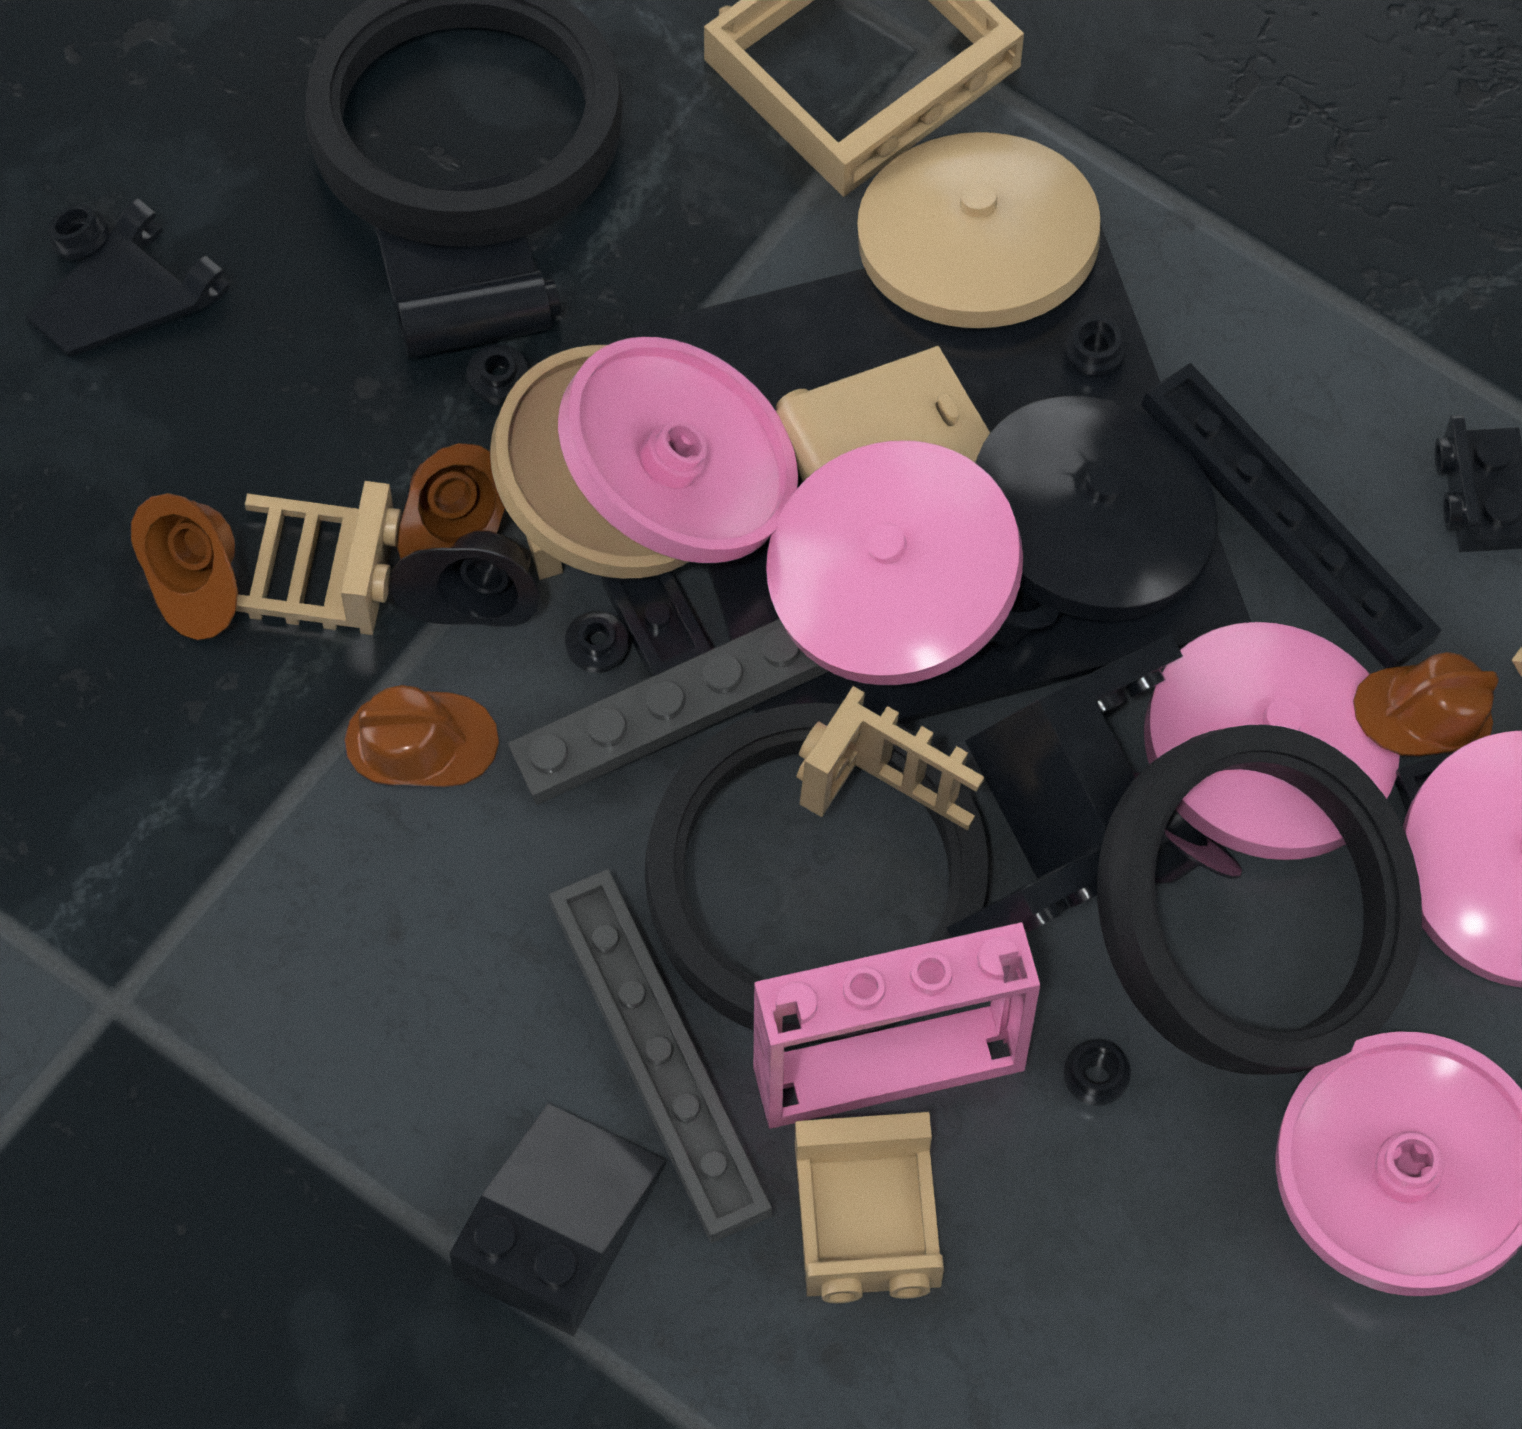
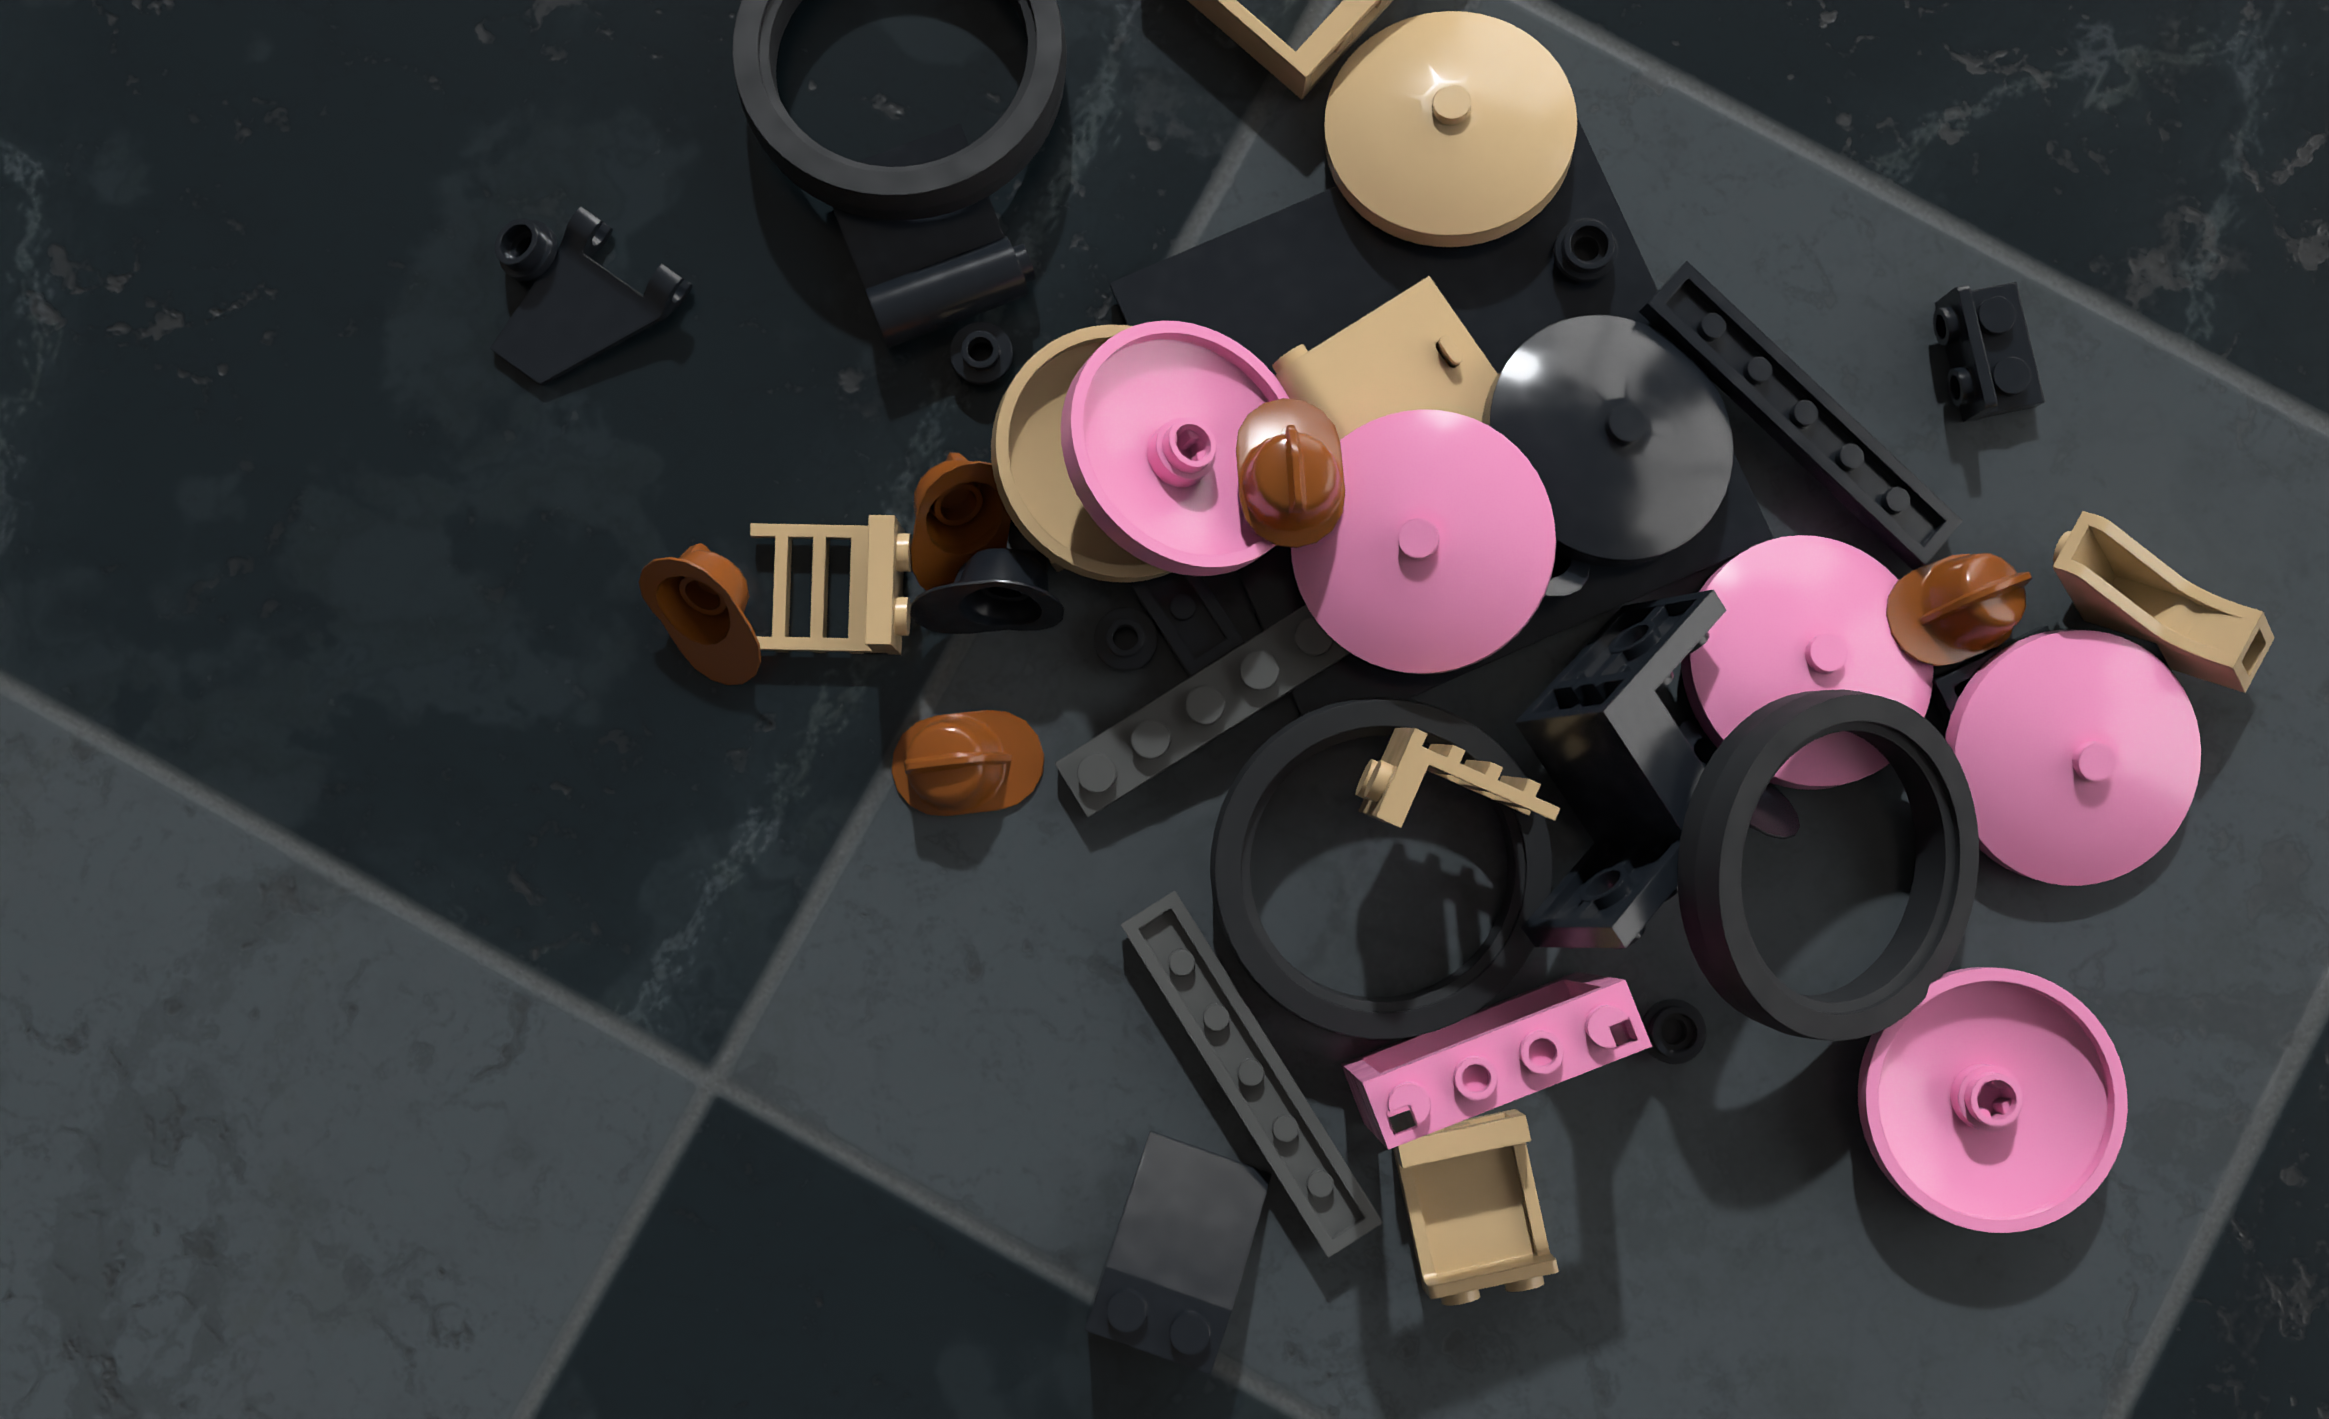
camera: 10 degrees left, 20 degrees up
(774, 484) = (1290, 472): none -> dark orange piece

